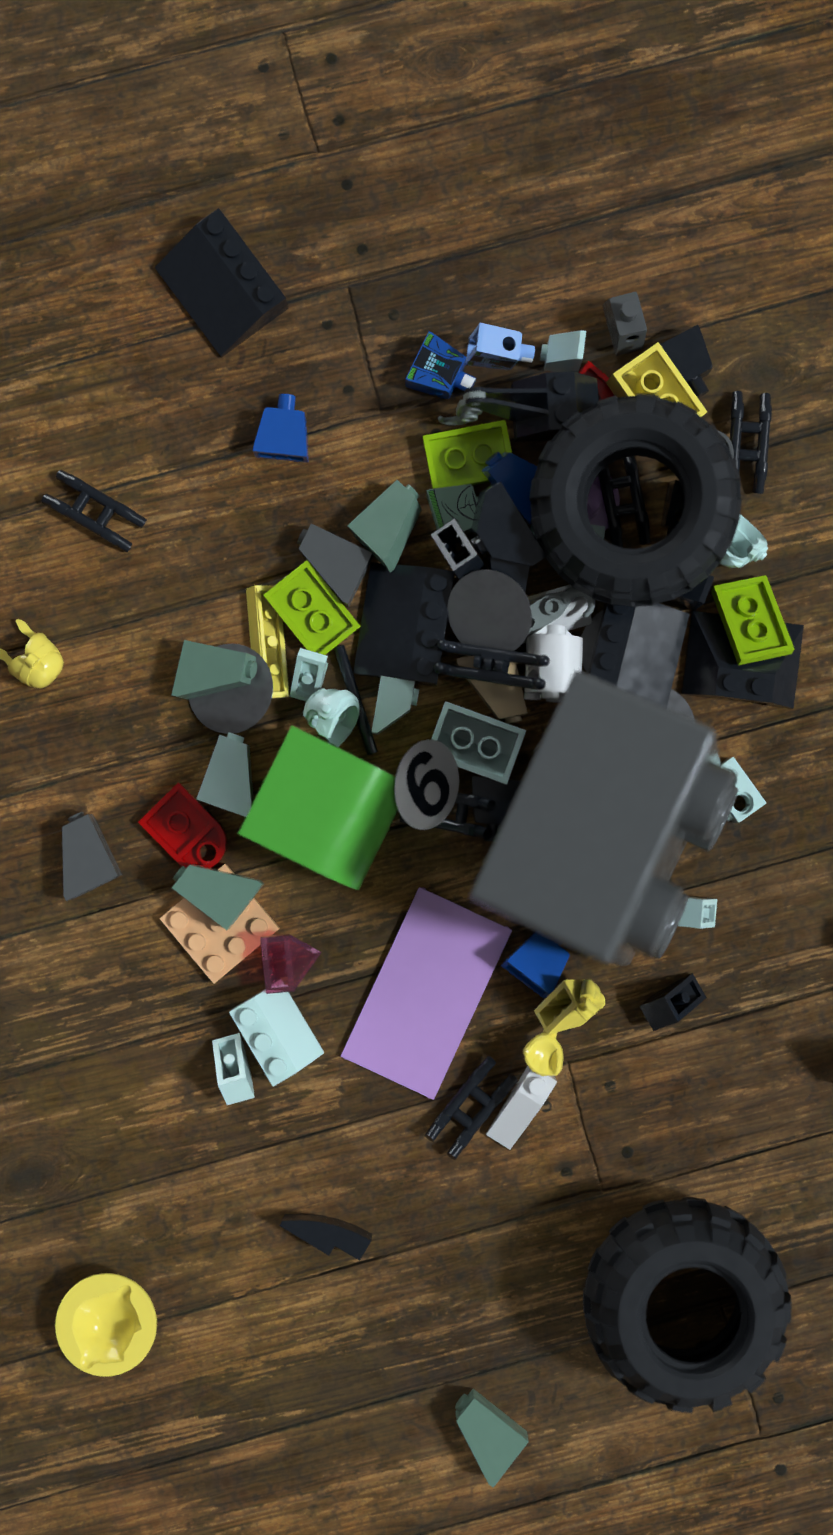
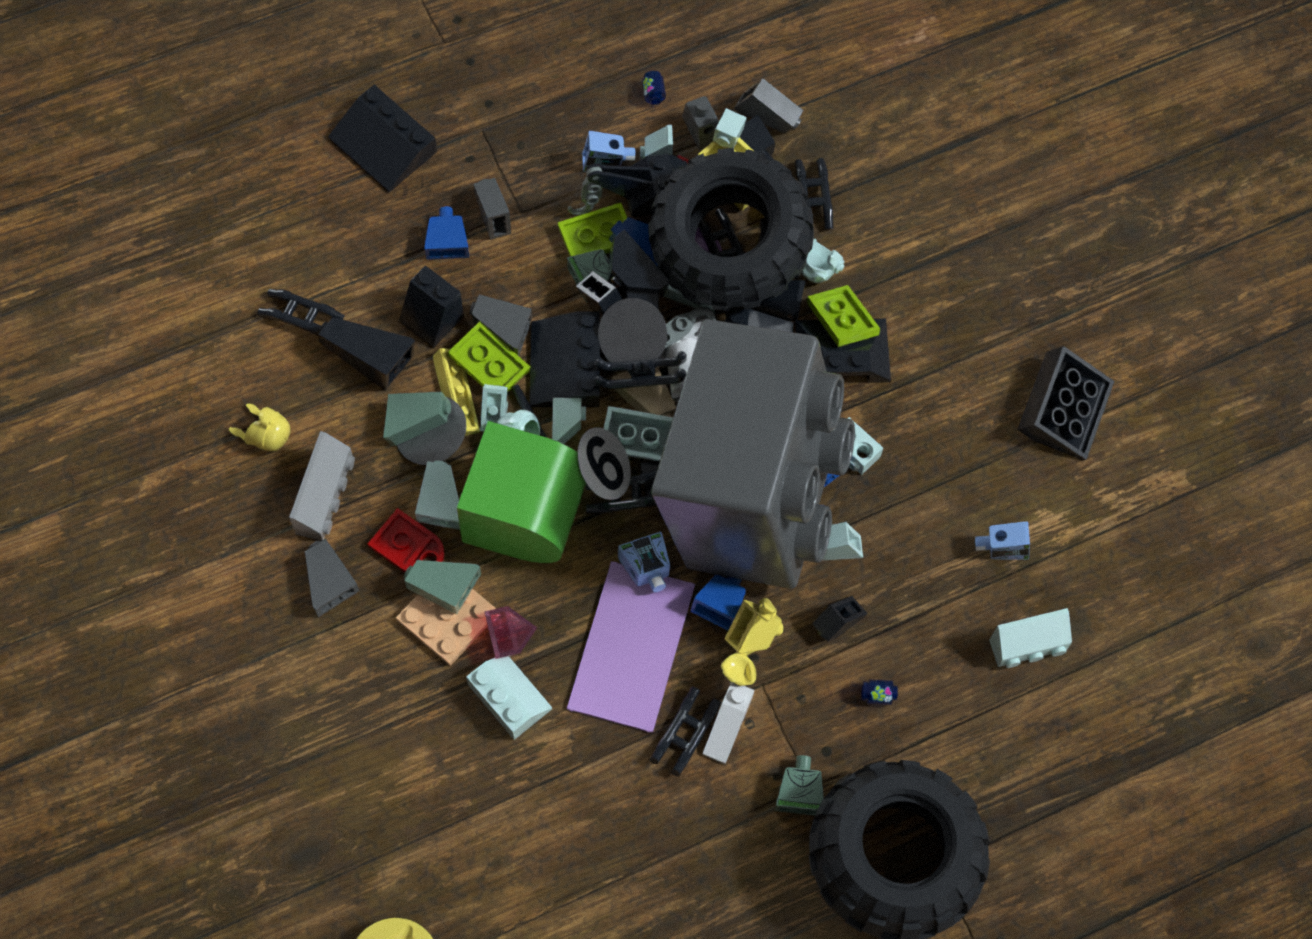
camera: 10 degrees left, 20 degrees down
(91, 747) = (321, 487): none -> light grey slope
(167, 578) = (367, 349): none -> black slope
(232, 1069) = (476, 731): light aqua slope -> none
(249, 532) = (431, 307): none -> black slope
(327, 1233) = (579, 855): black slope -> none
(344, 402) = (492, 208): none -> dark grey slope
(388, 523) = (540, 287): sand green slope -> none
(438, 369) = (560, 174): torso -> none
(454, 902) = (646, 561): none -> torso
(573, 261) = (654, 87): none -> clear blue brick
(589, 1198) = (800, 789): none -> sand green torso
(658, 348) = (729, 129): none -> light aqua brick
(701, 1098) = (879, 692): none -> clear blue brick
(715, 313) = (771, 107): none -> dark grey slope

